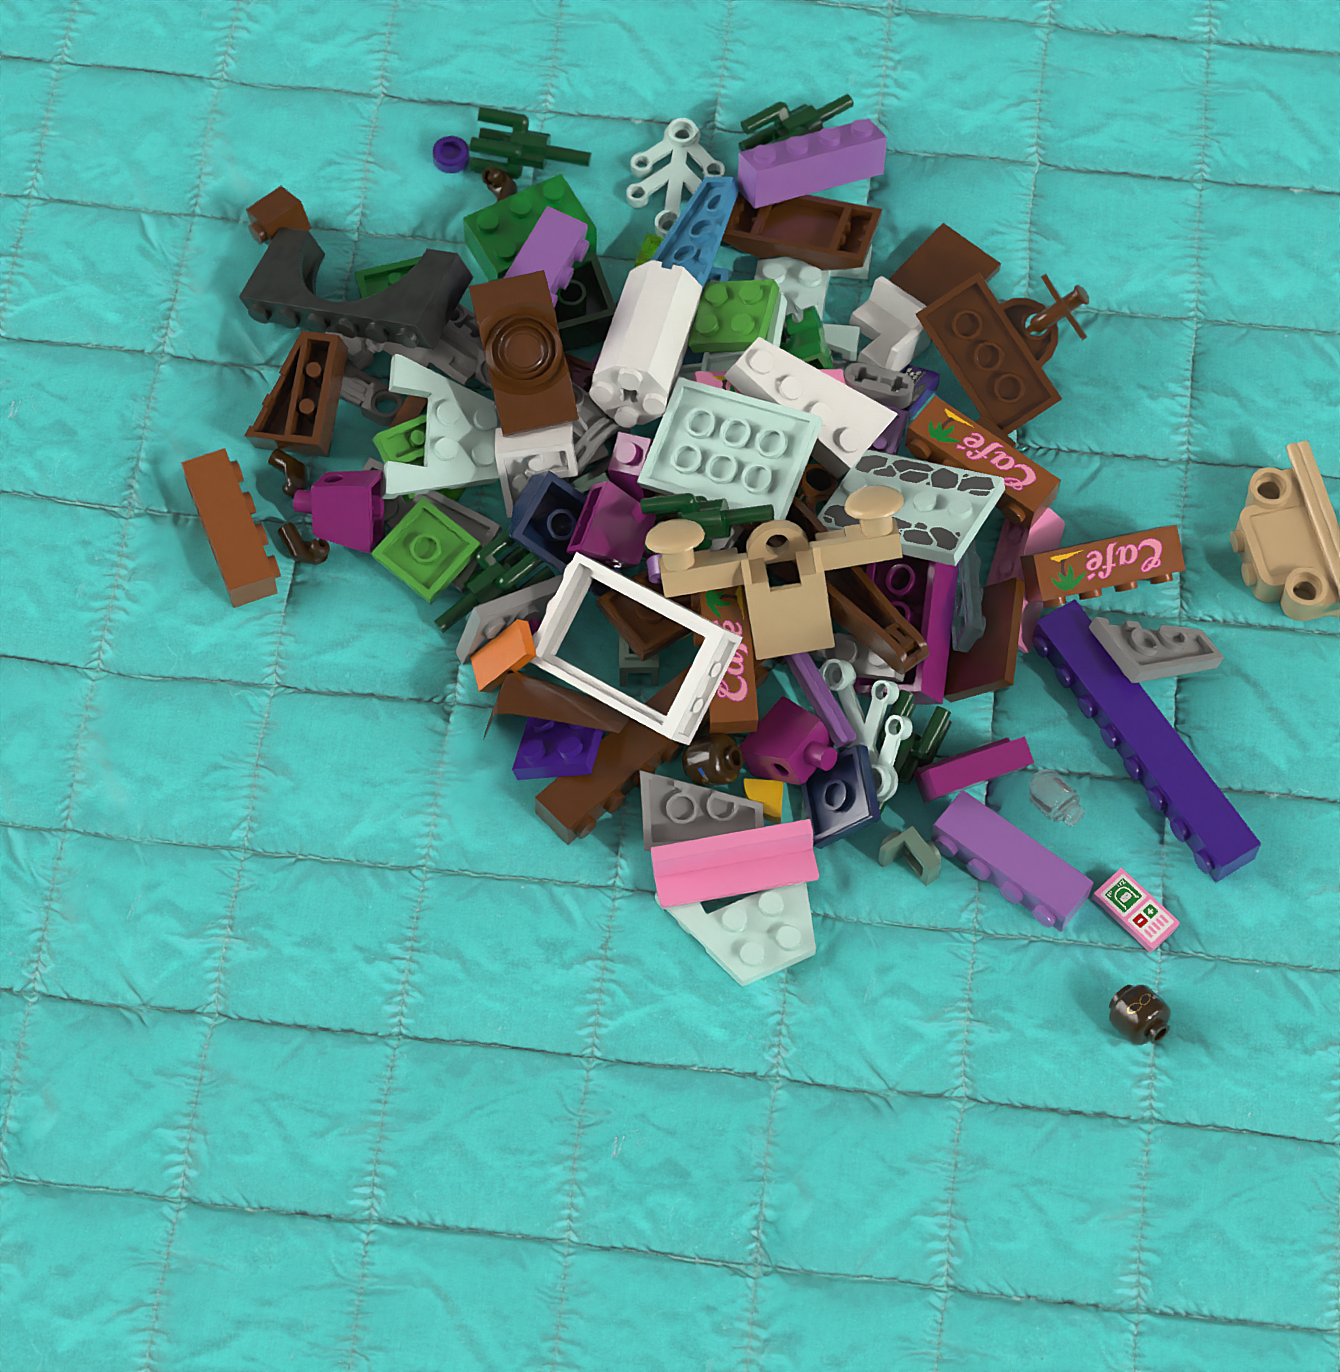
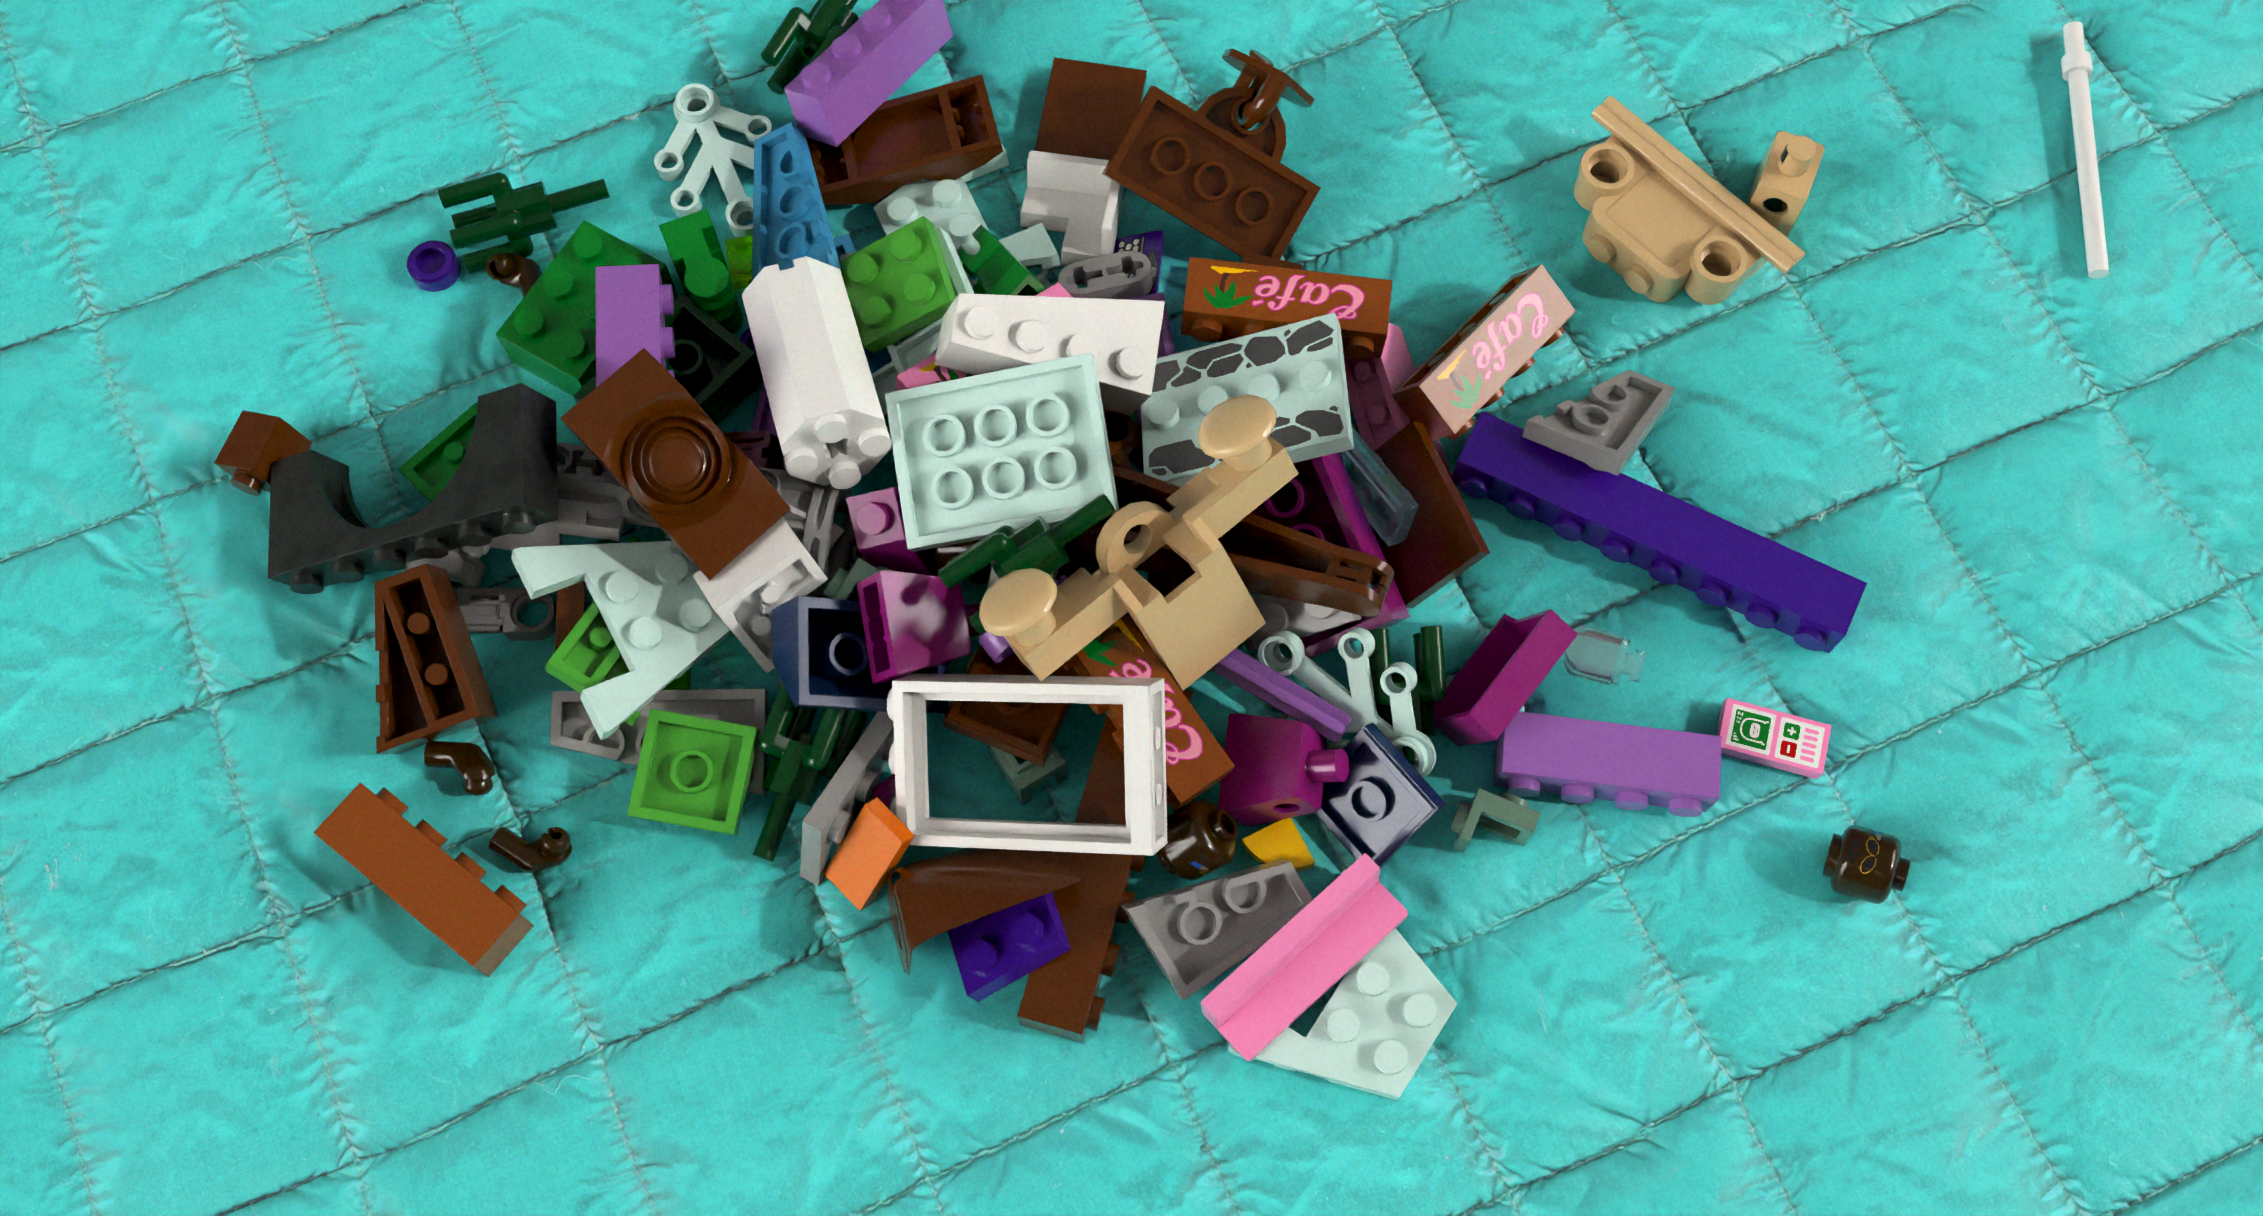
camera: 30 degrees left, 5 degrees up
(346, 508) = (561, 775): magenta torso -> none
(618, 240) = (703, 267): none -> green legs

